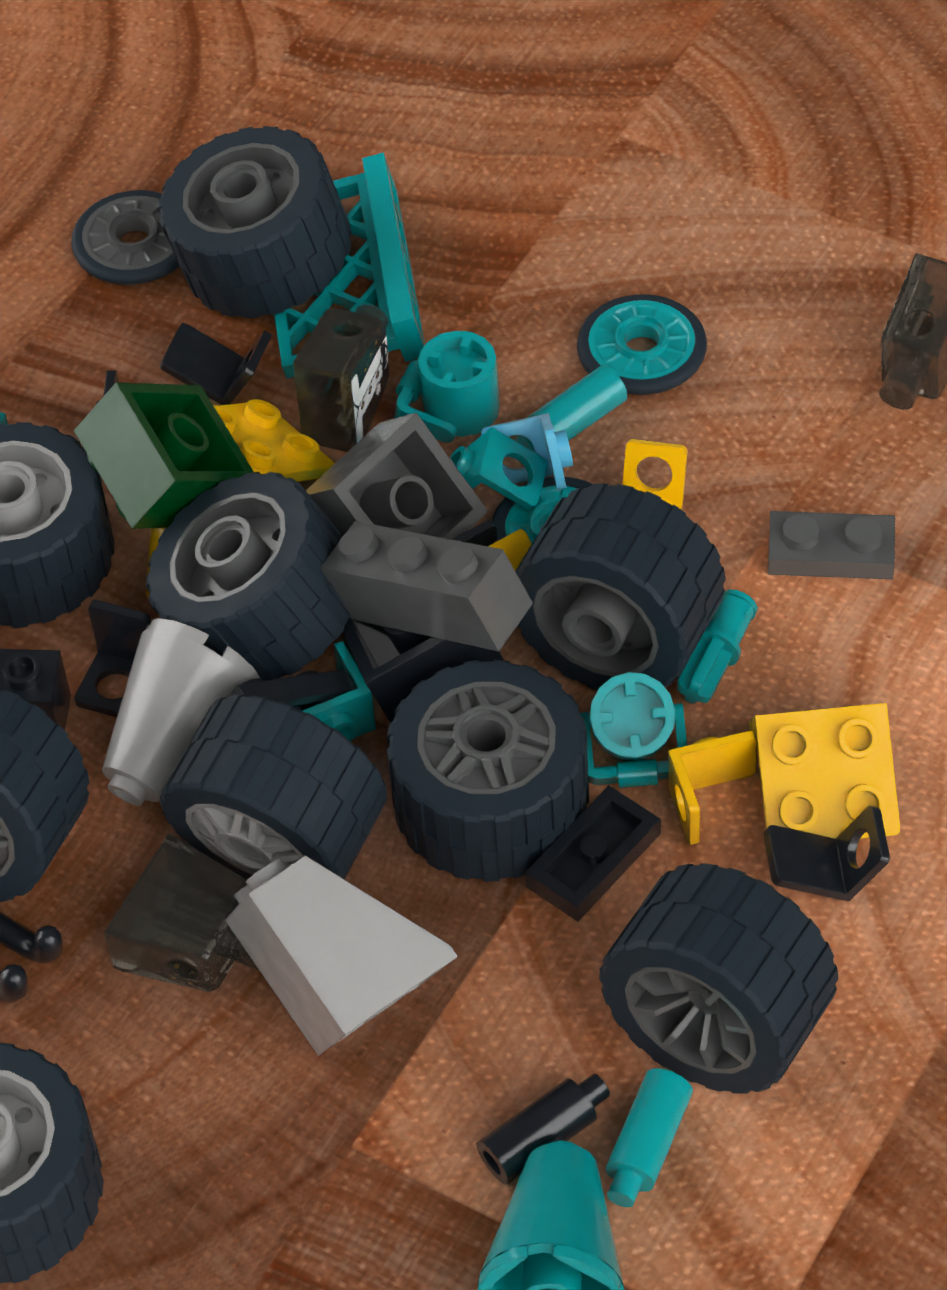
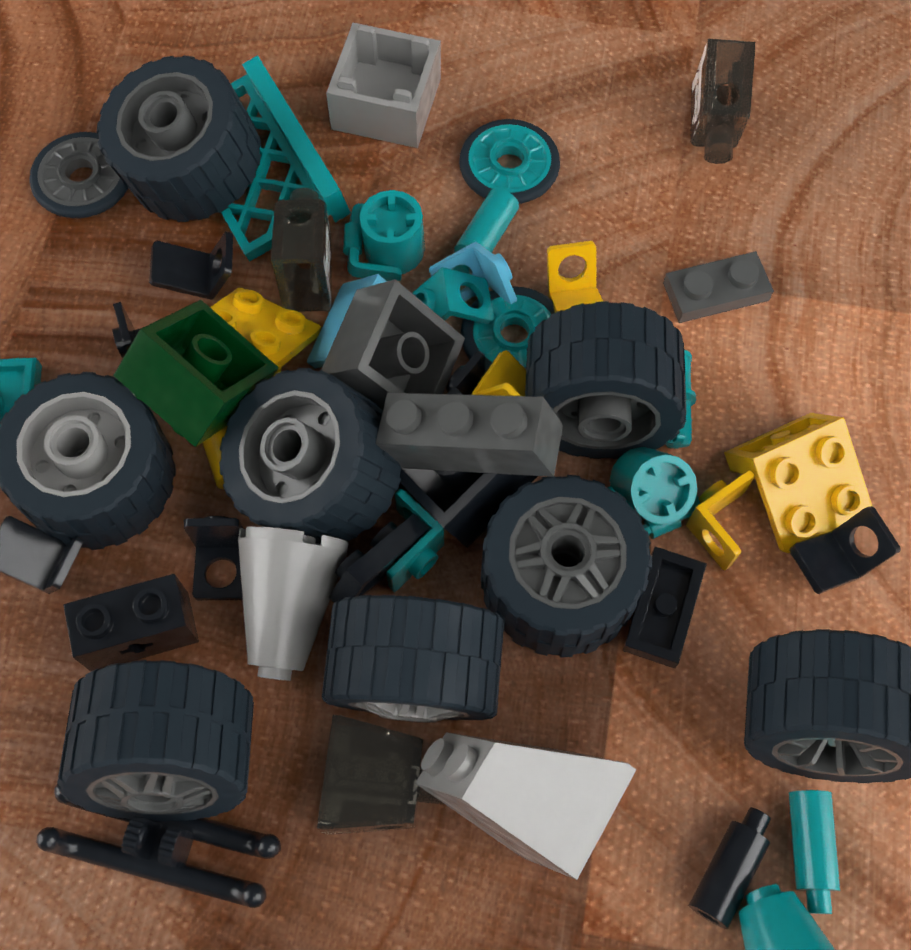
camera: 25 degrees left, 15 degrees up
(524, 222) = (384, 85): none -> light grey container

